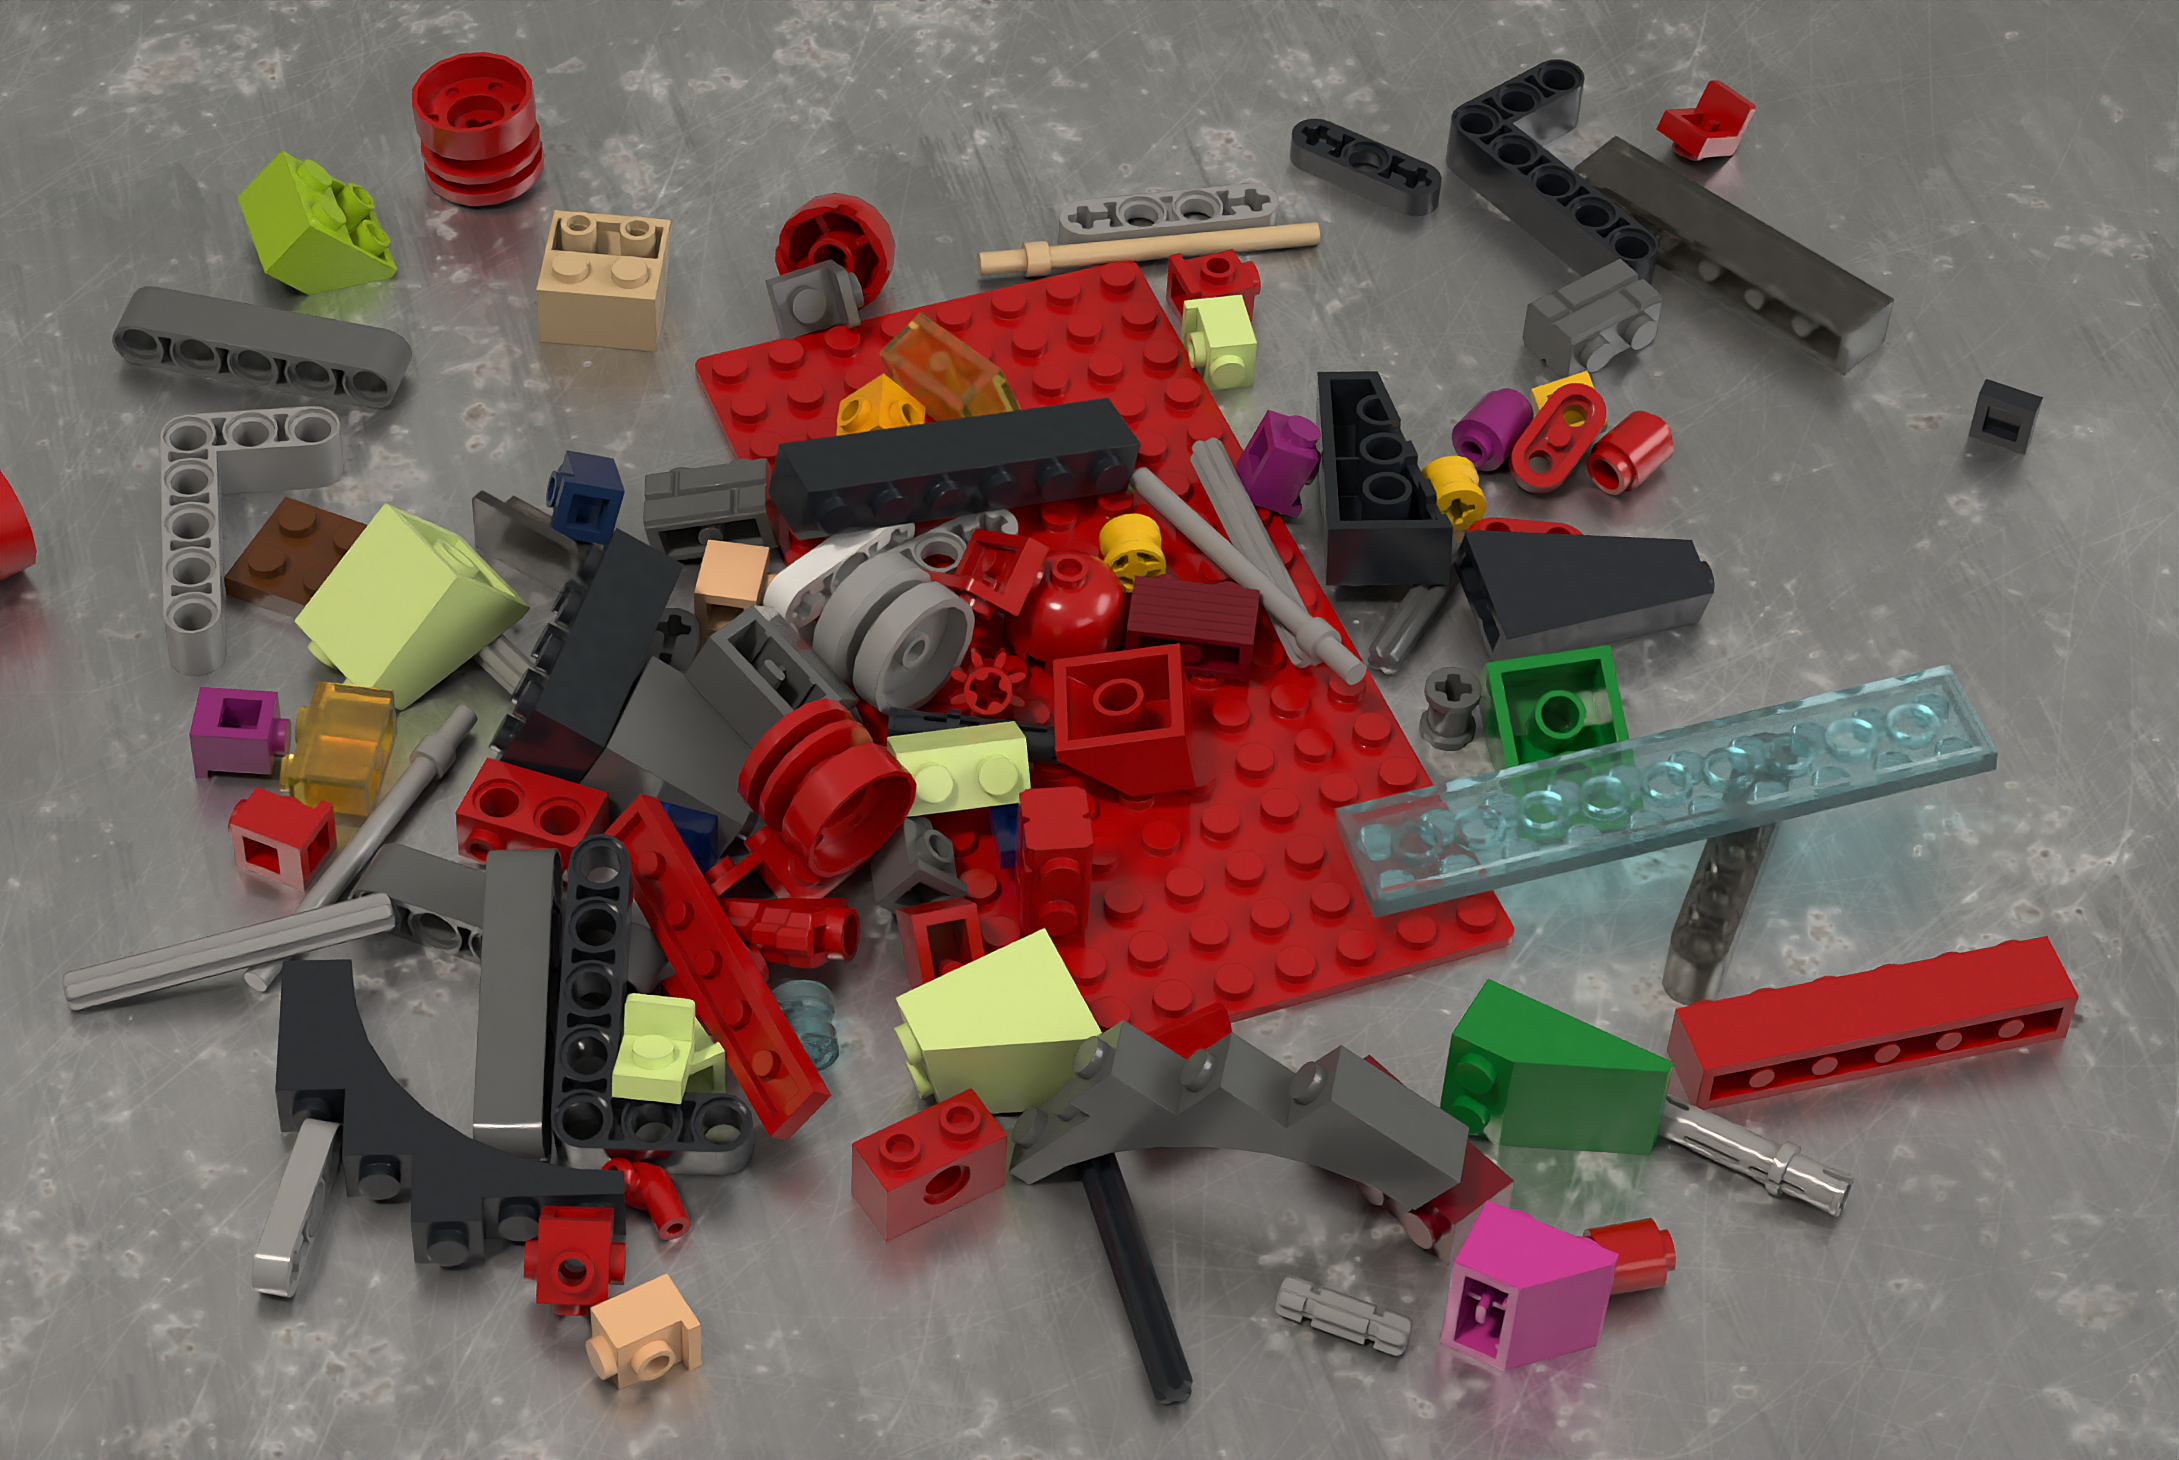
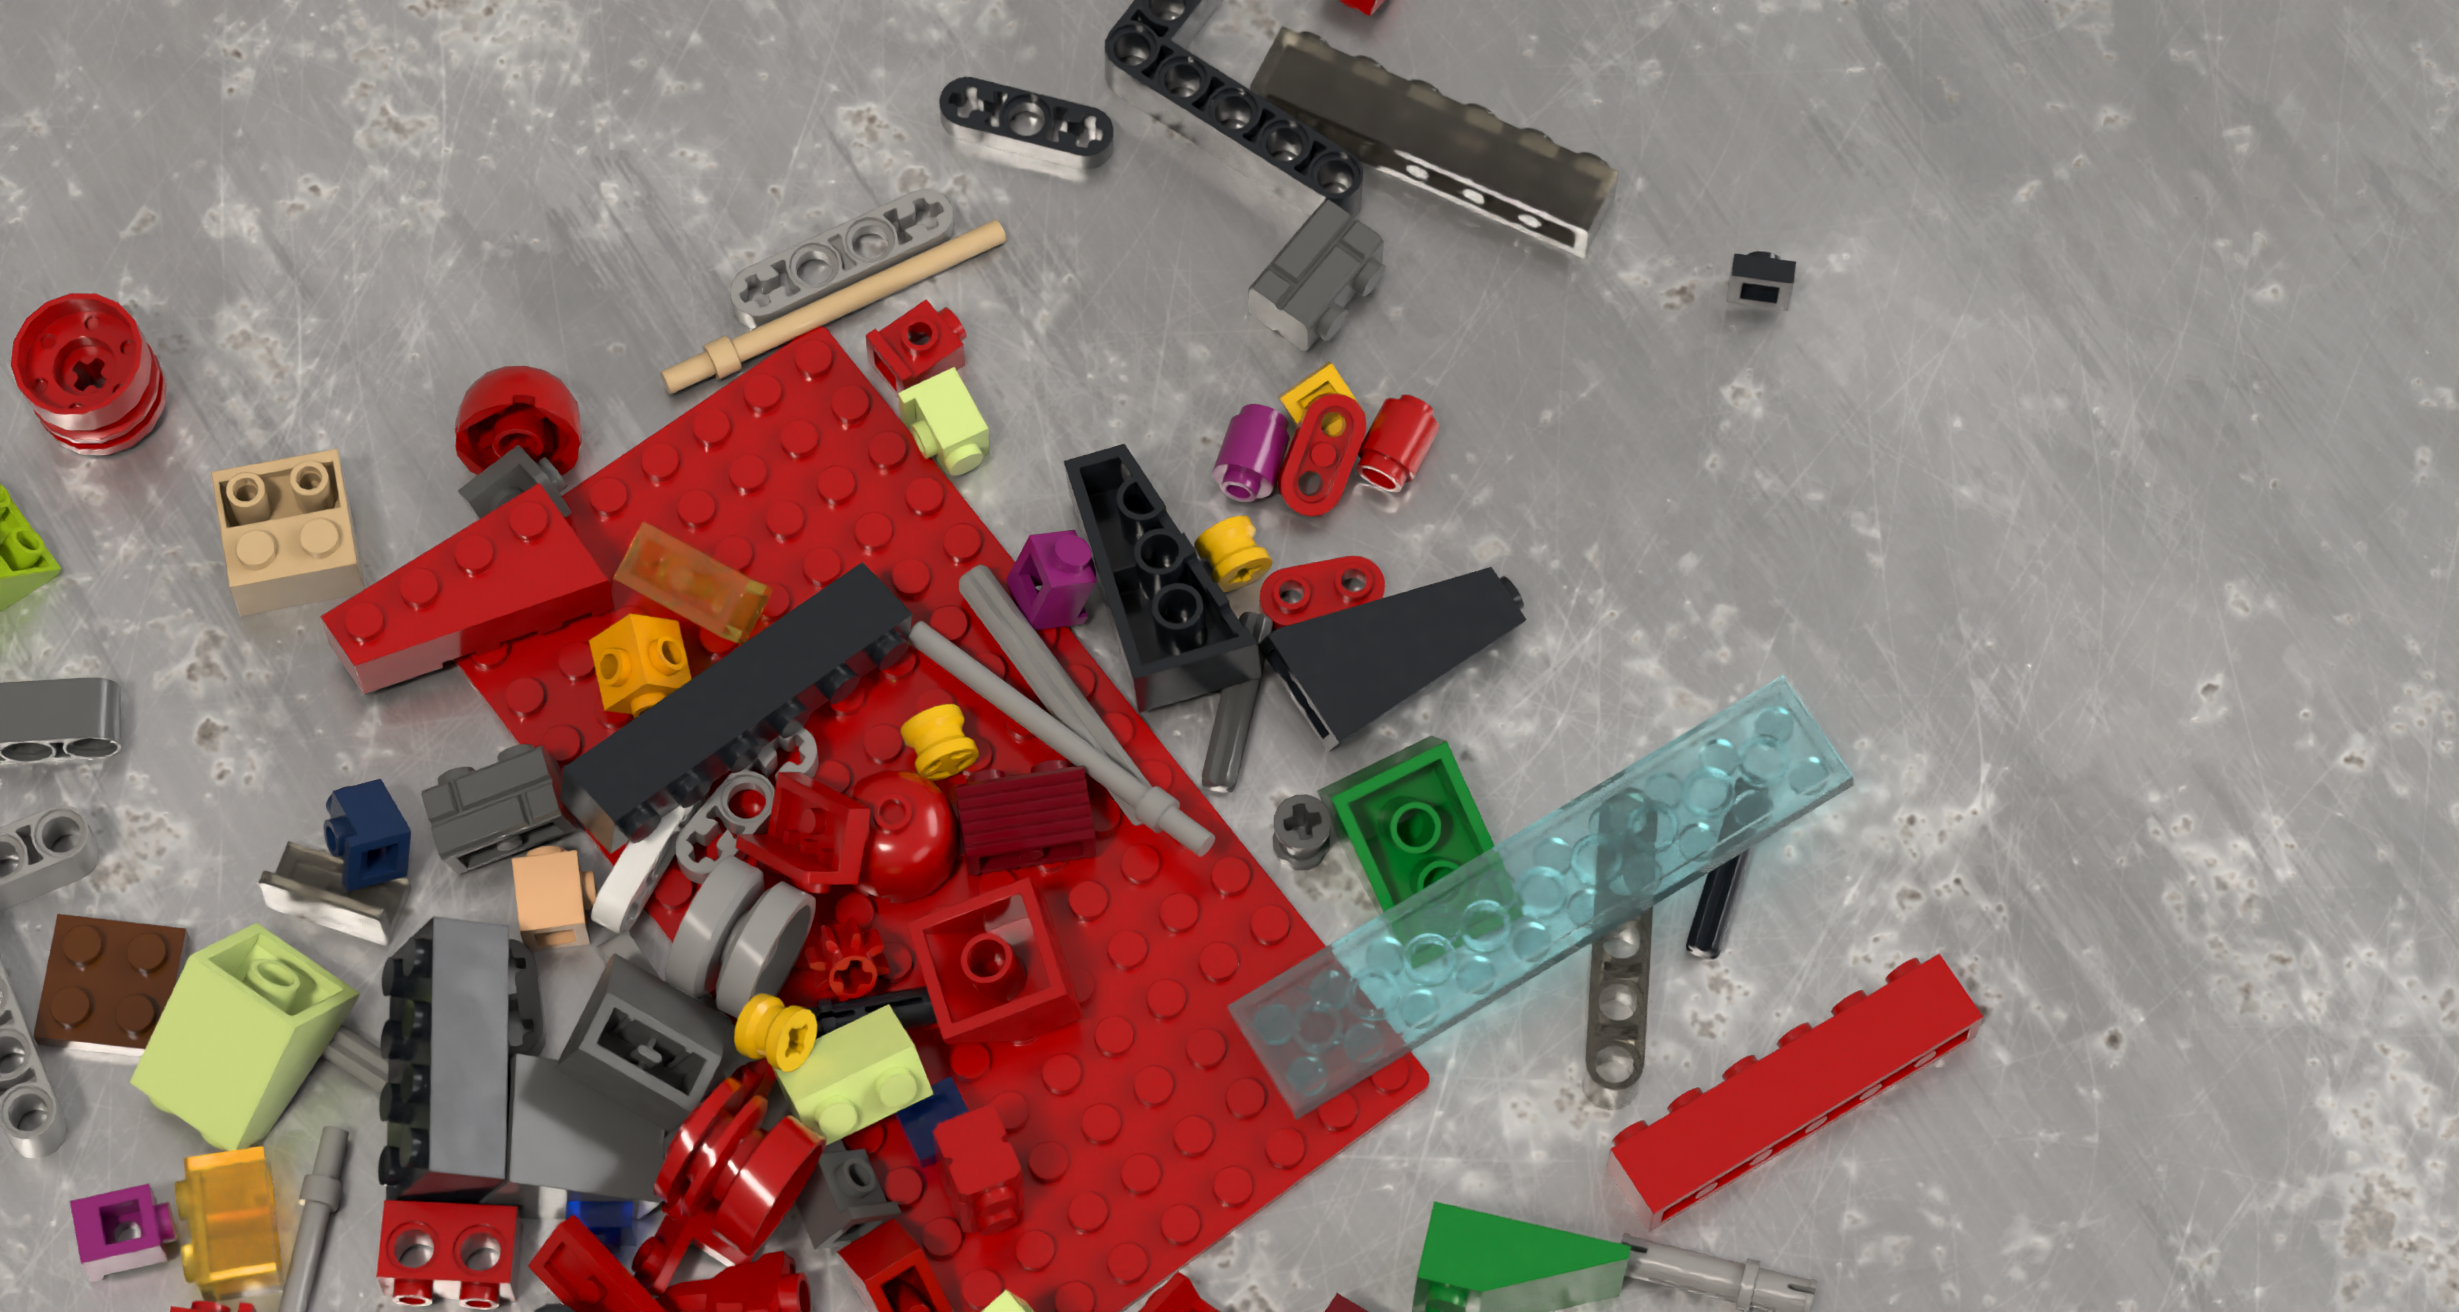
camera: 15 degrees left, 20 degrees up
(742, 347) = (476, 589): none -> red wedge
(899, 702) = (775, 1032): none -> yellow wheel
(1847, 849) = (1716, 907): none -> black axle

